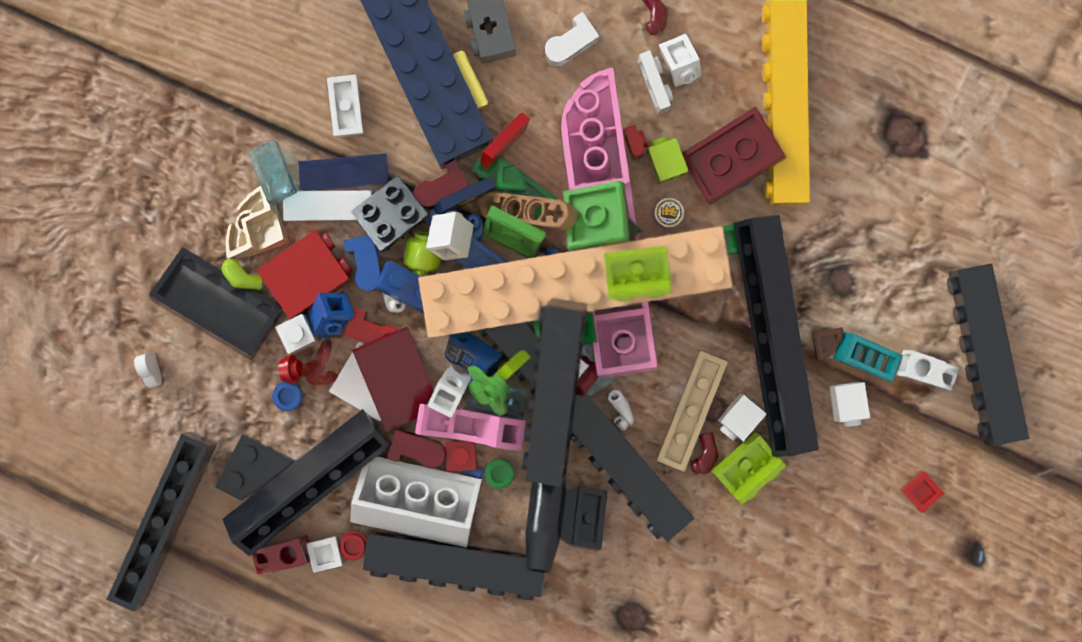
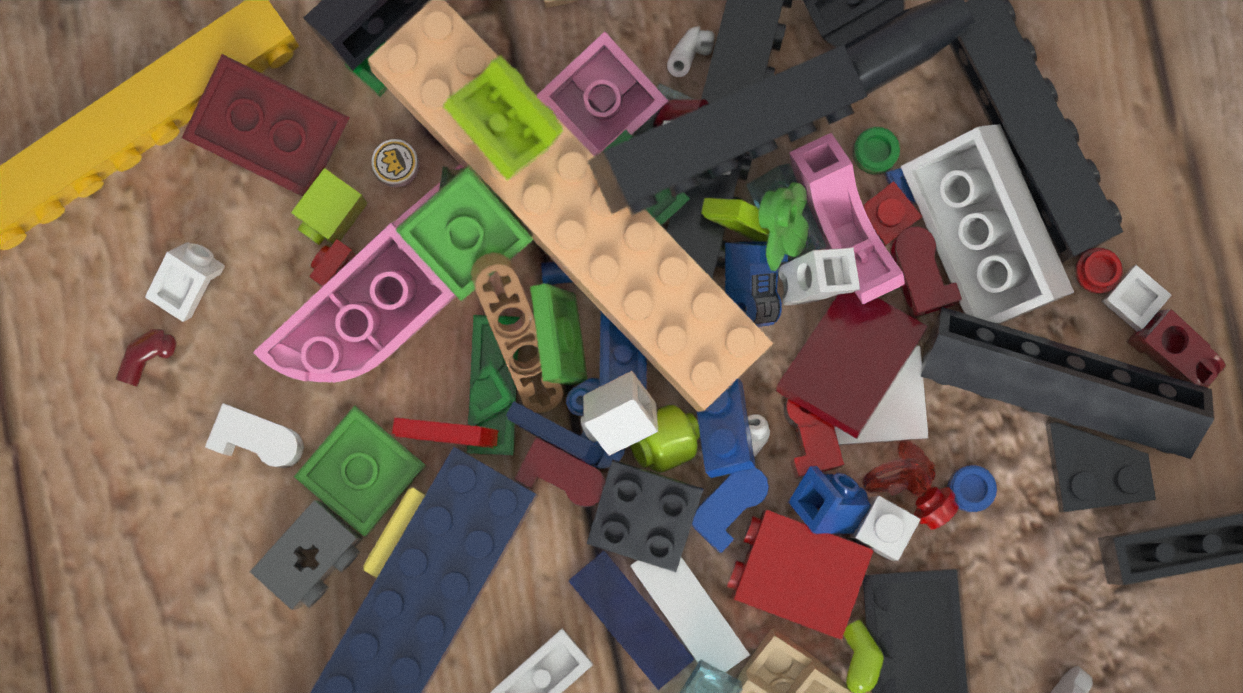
camera: 130 degrees left, 5 degrees down
(517, 85) = (360, 471): none -> bright green tile
(650, 69) = (246, 278): white plate -> none

